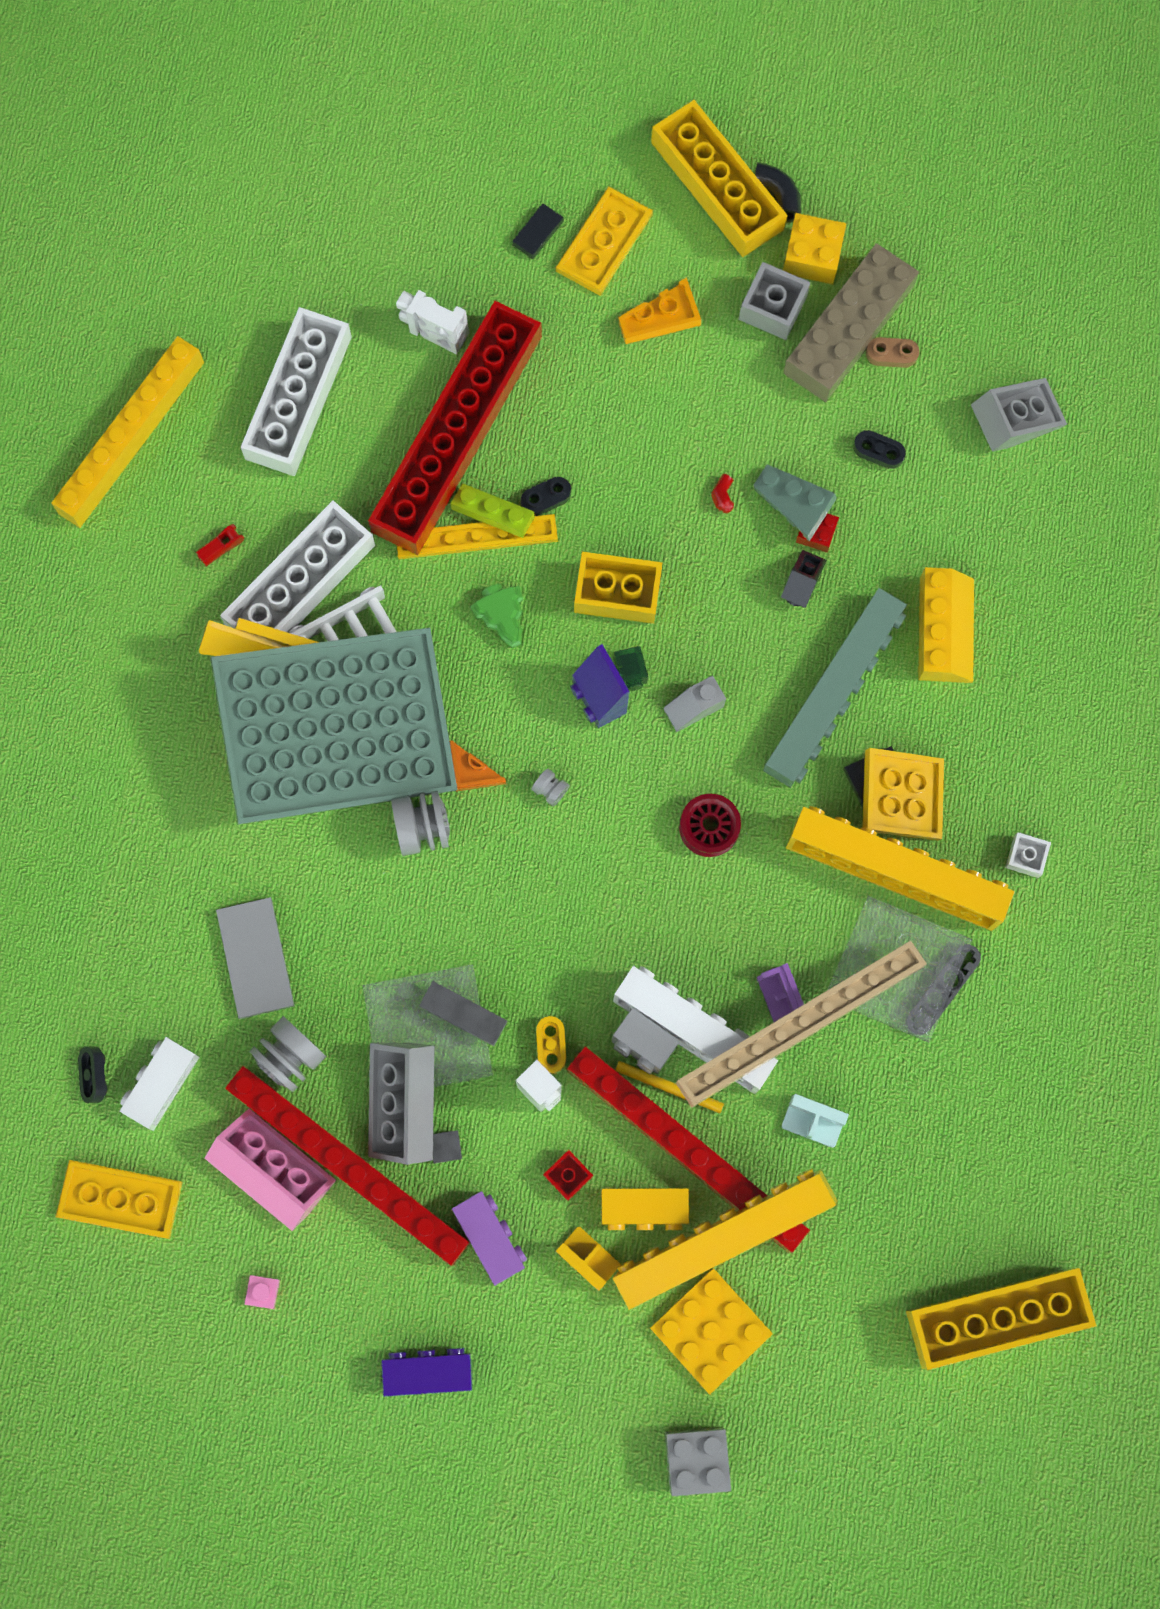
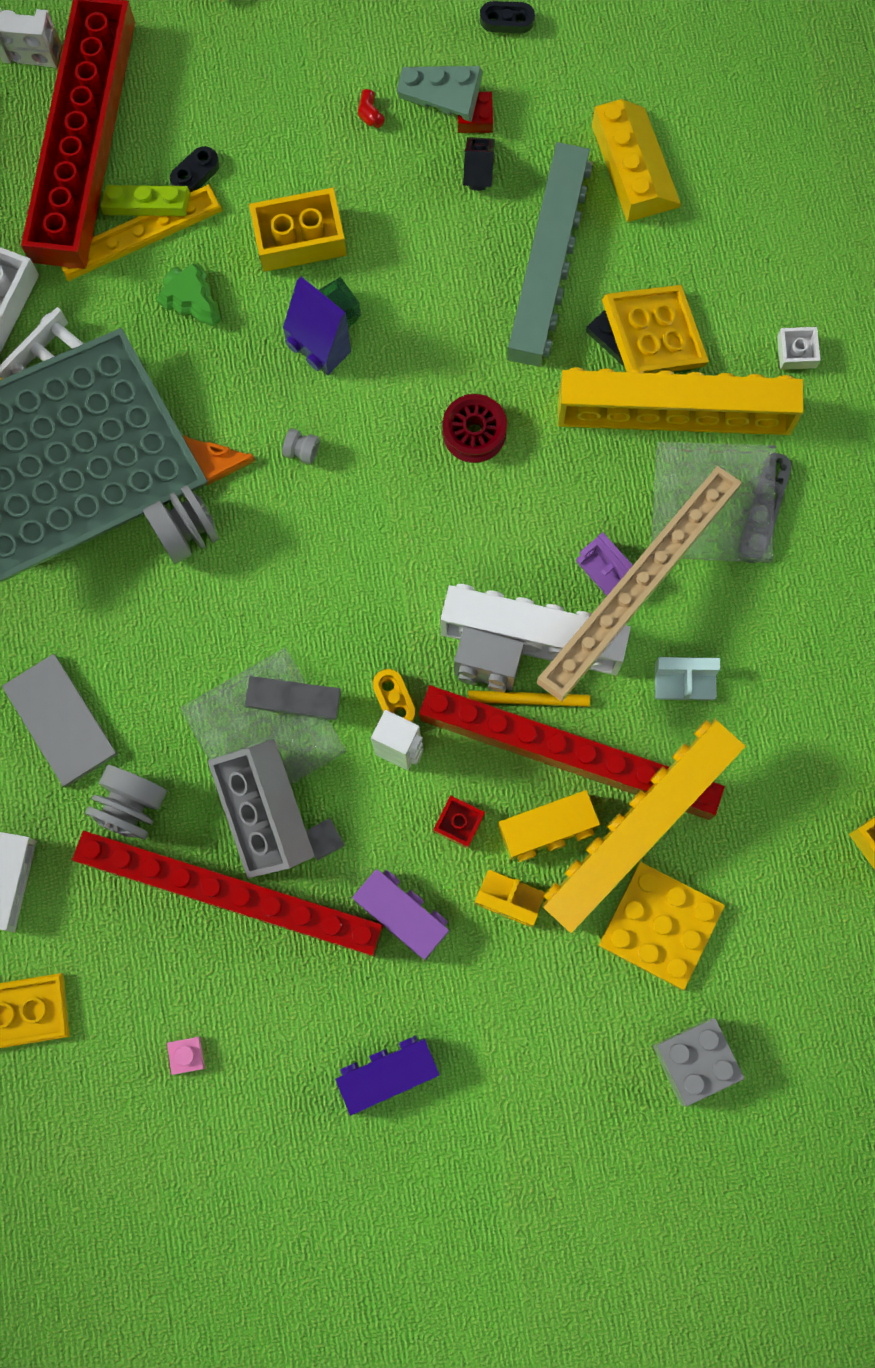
camera: 15 degrees left, 0 degrees up
(269, 1169) = (148, 927): bright pink slope -> none
(695, 704) = (417, 315): light grey slope -> none

